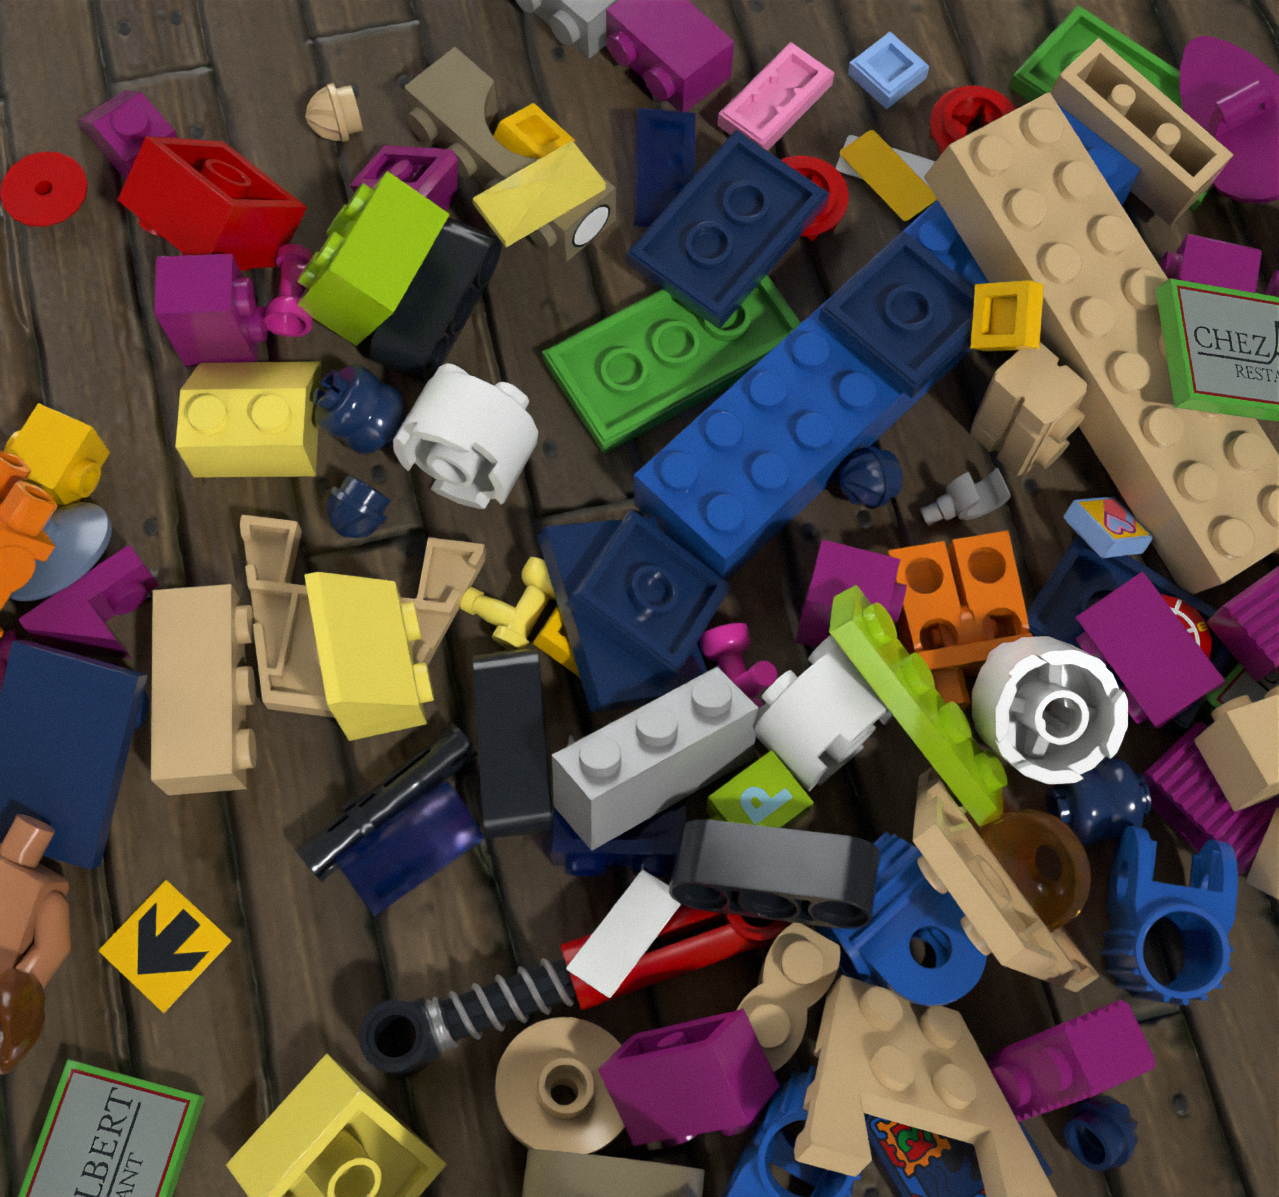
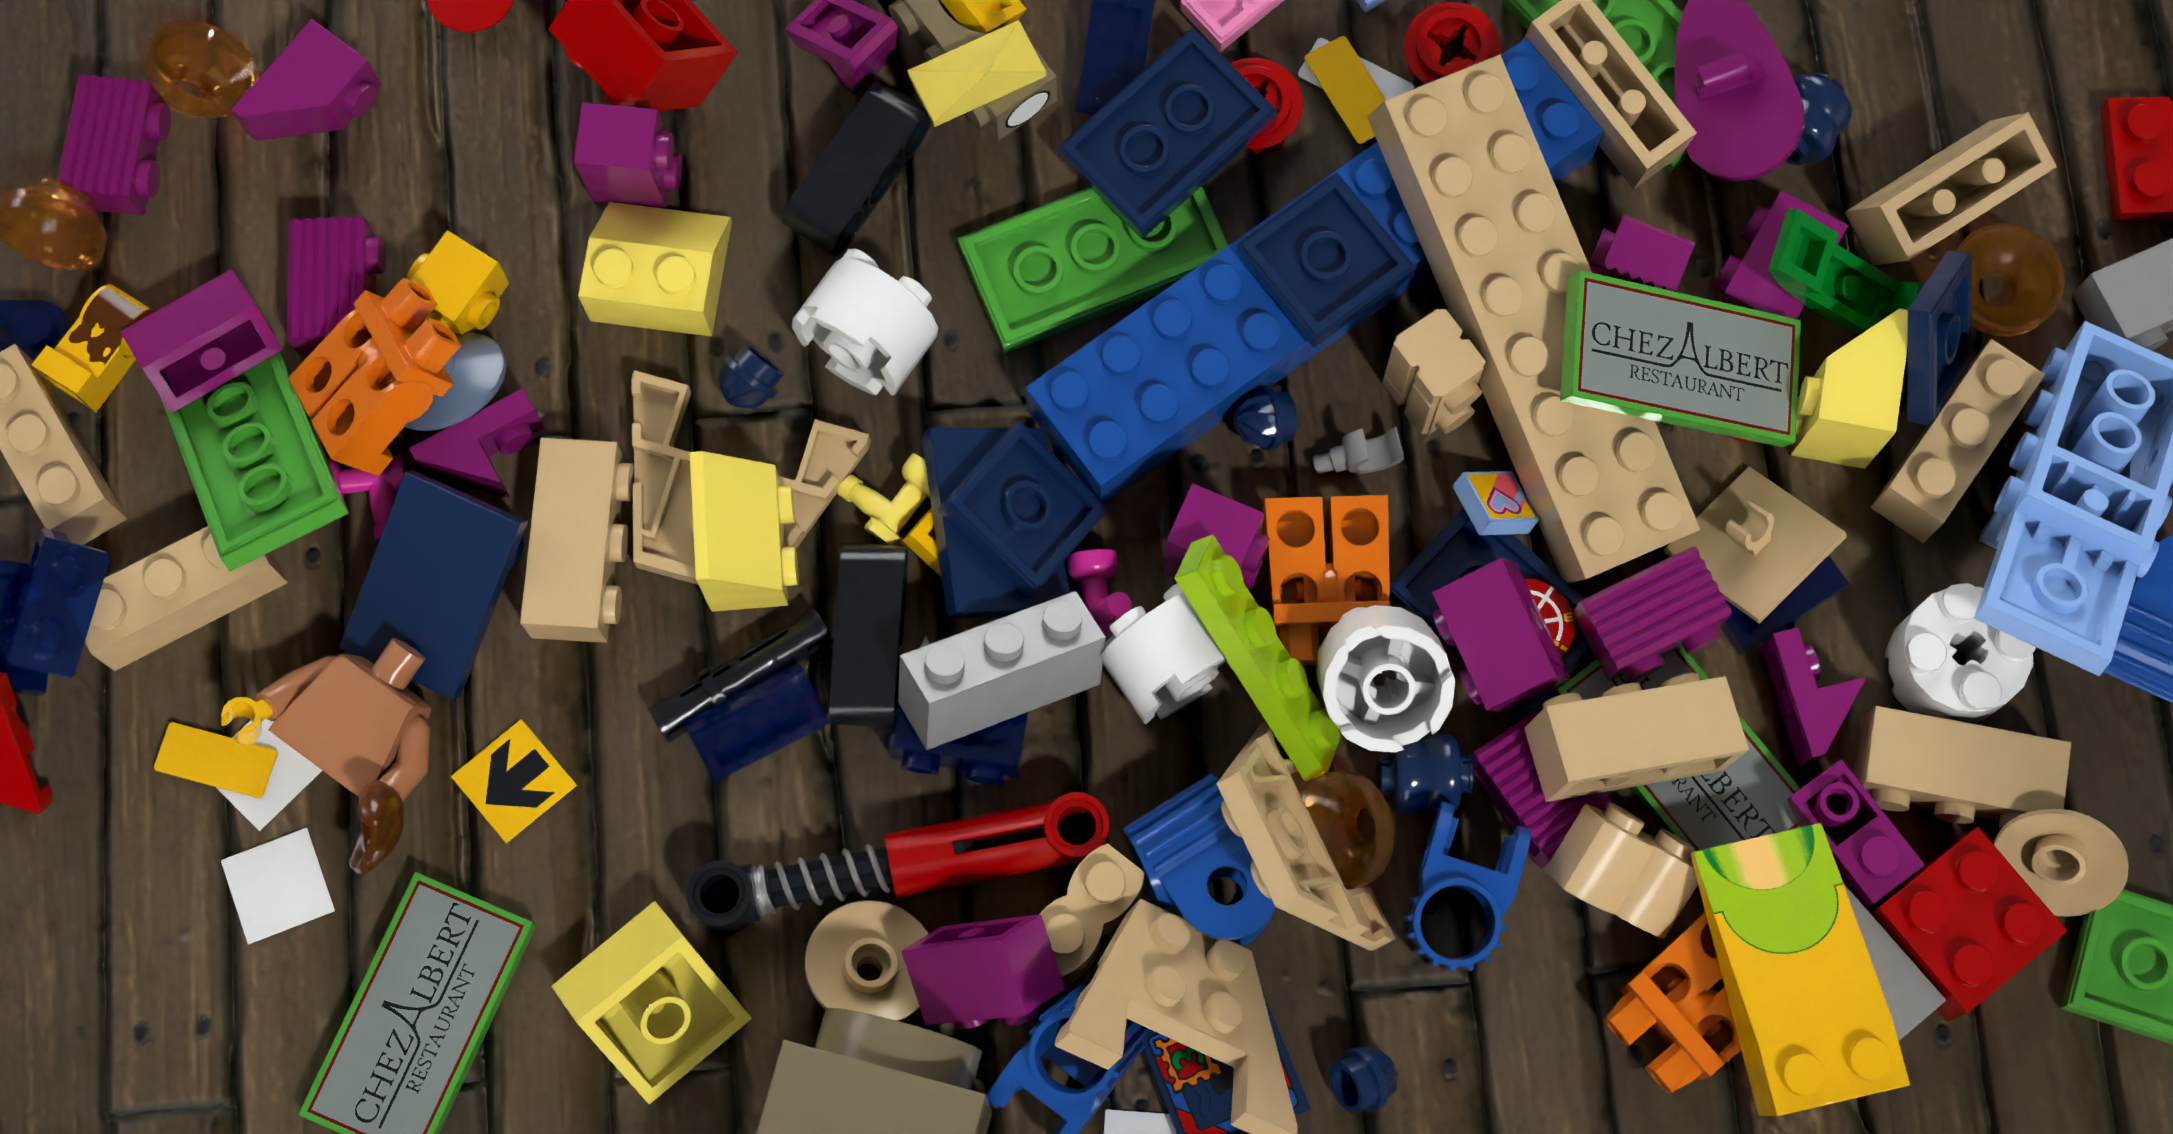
camera: 10 degrees right, 5 degrees up
(282, 312) = (706, 161): dark pink piece -> none
(359, 409) = (764, 278): dark blue piece -> none
(370, 257) = (794, 123): lime brick -> none
(624, 934) = (947, 831): white sticker -> none
(761, 796) = (1093, 732): lime brick -> none
(776, 874) = (1092, 796): black beam -> none
(1007, 316) = (1416, 282): yellow plate -> none
(1072, 1061) = (1337, 1007): magenta brick -> none

